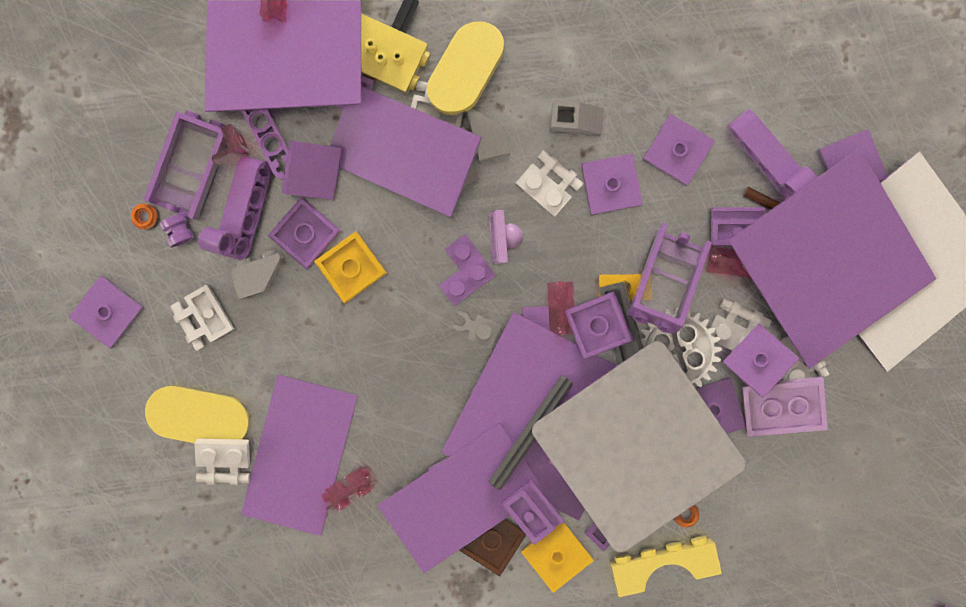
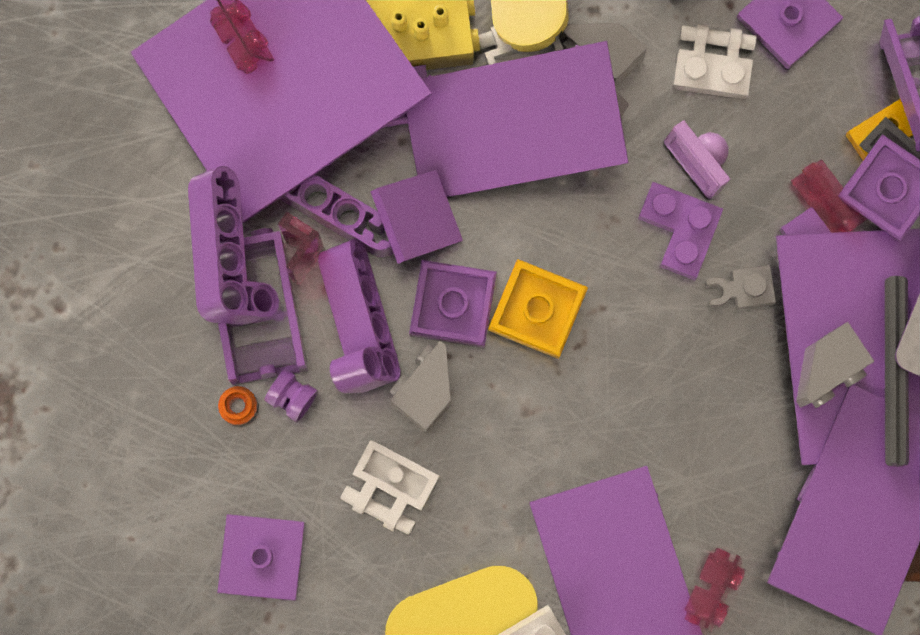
camera: 30 degrees left, 10 degrees down
(185, 120) = (219, 253): none -> medium lavender beam
(492, 405) = (830, 362): none -> light grey slope

